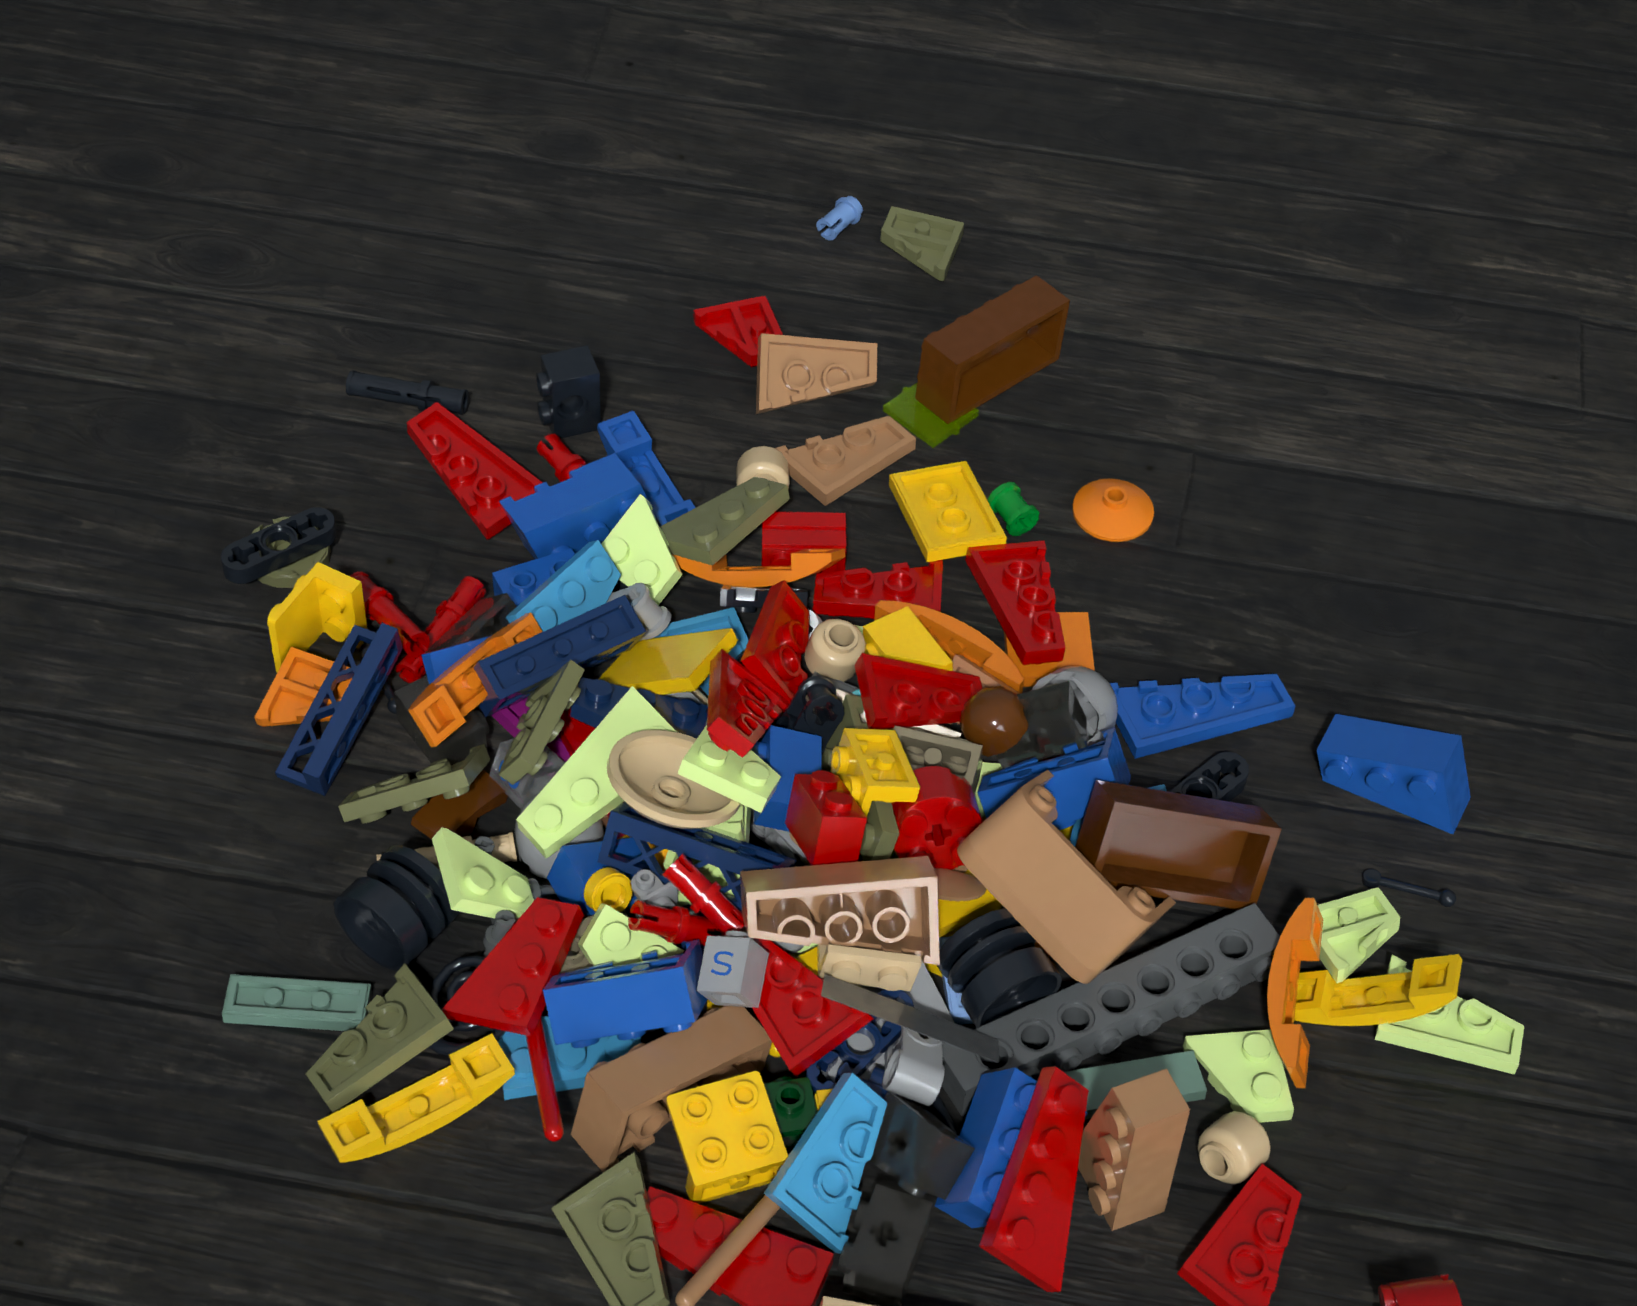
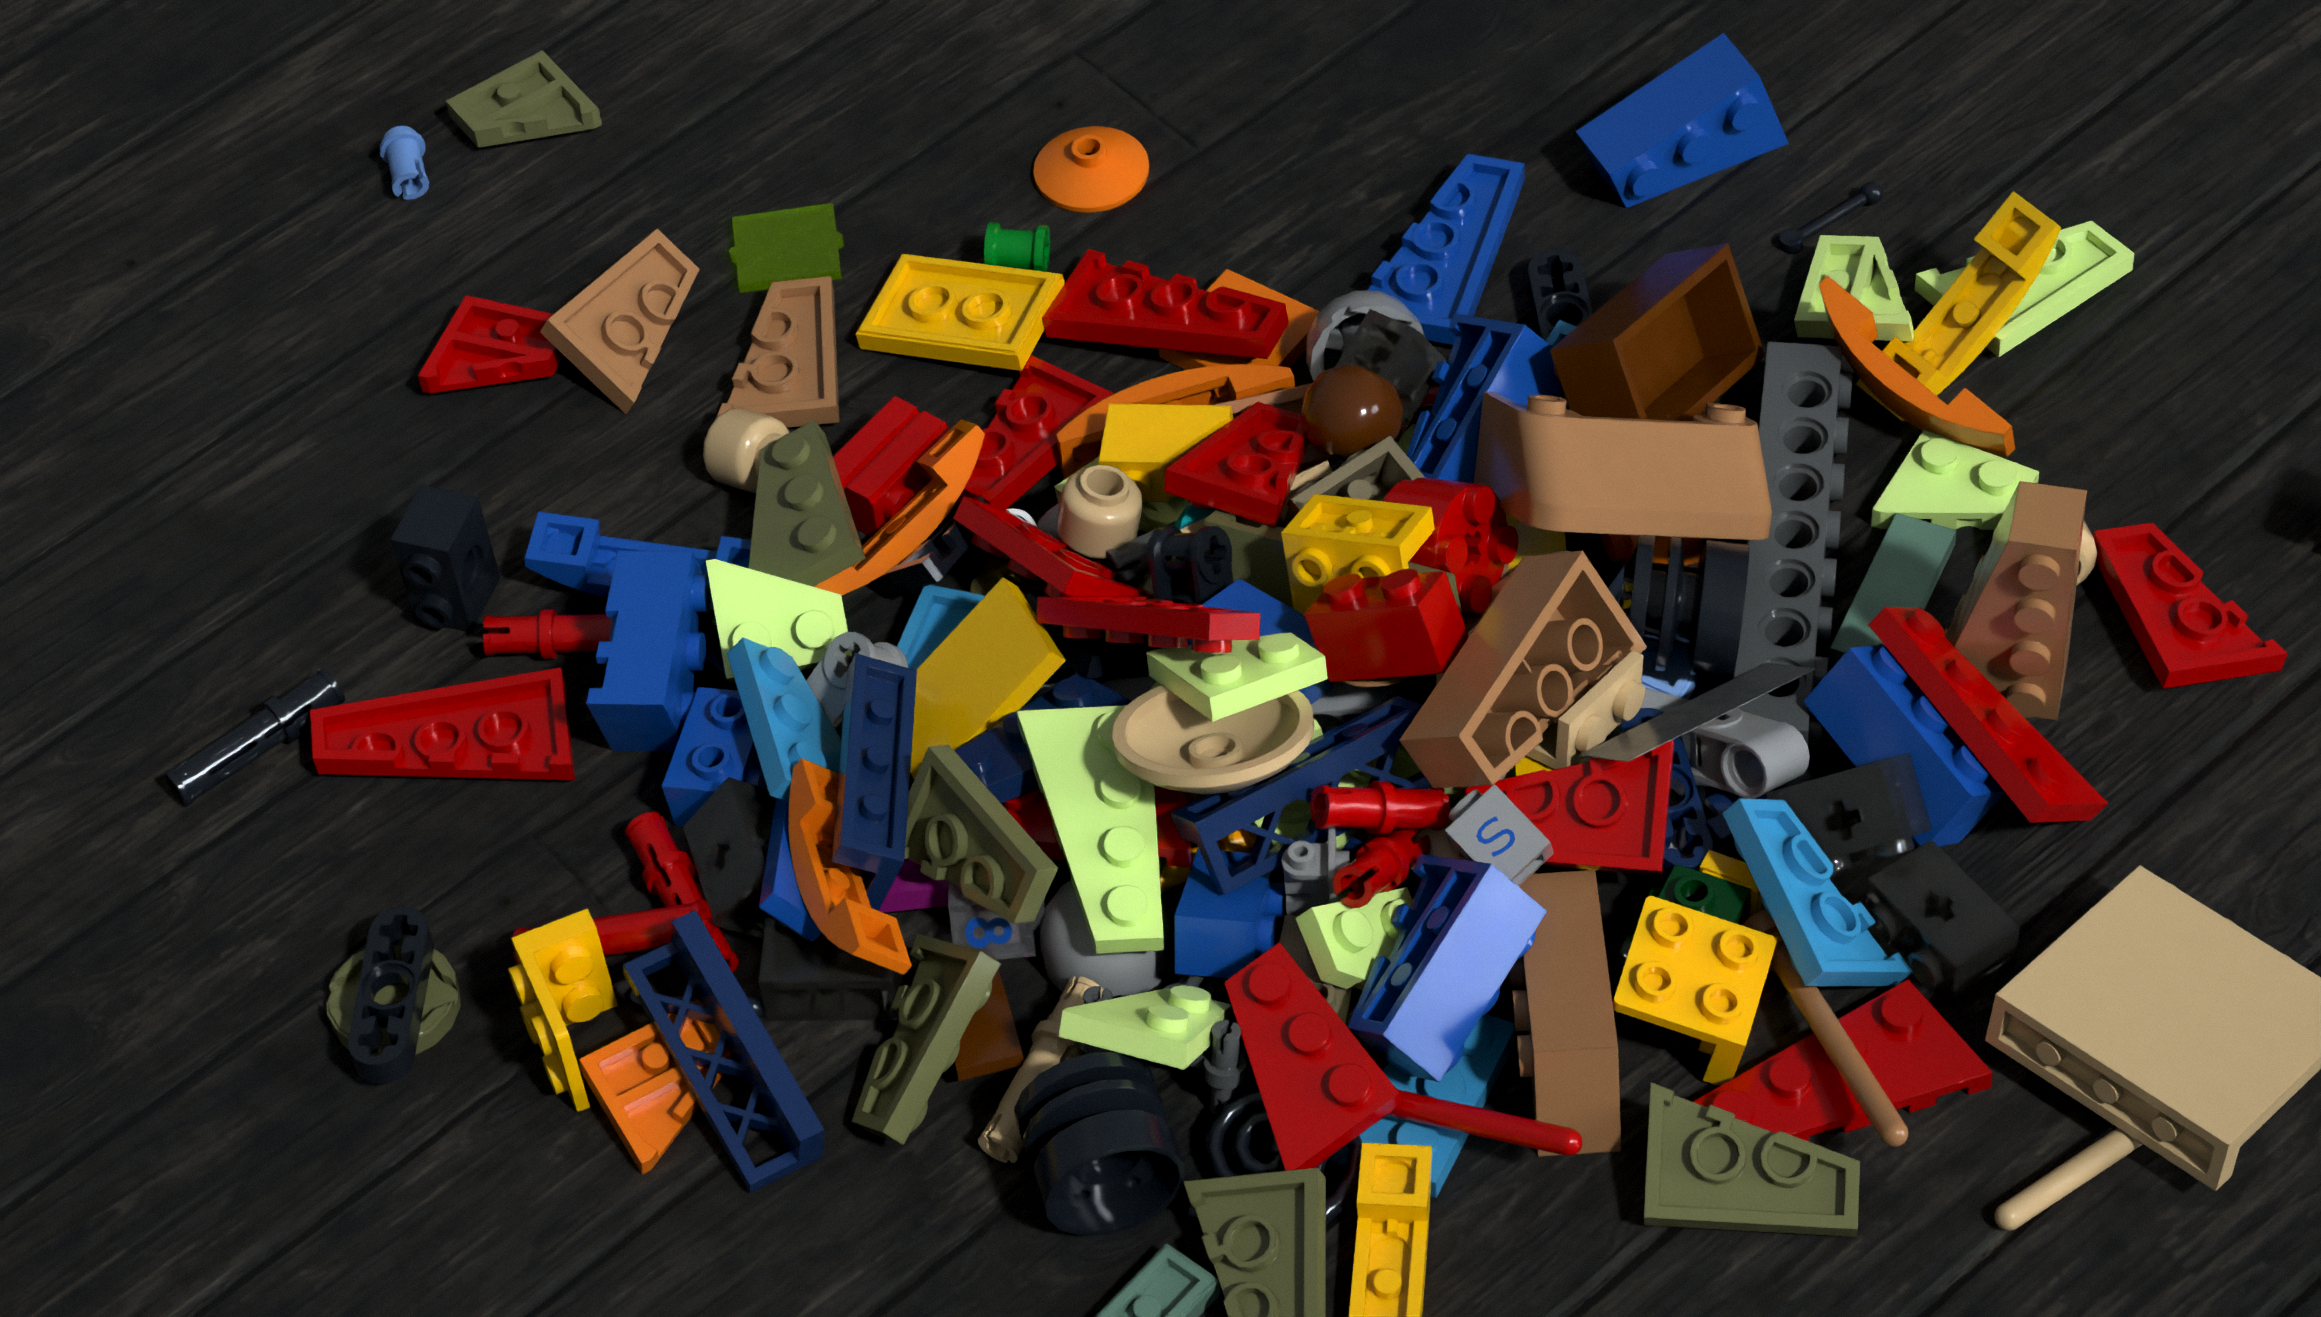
camera: 45 degrees left, 0 degrees up
(609, 888) = (1275, 907): yellow tile -> none
(991, 349) = (777, 127): reddish brown piece -> none

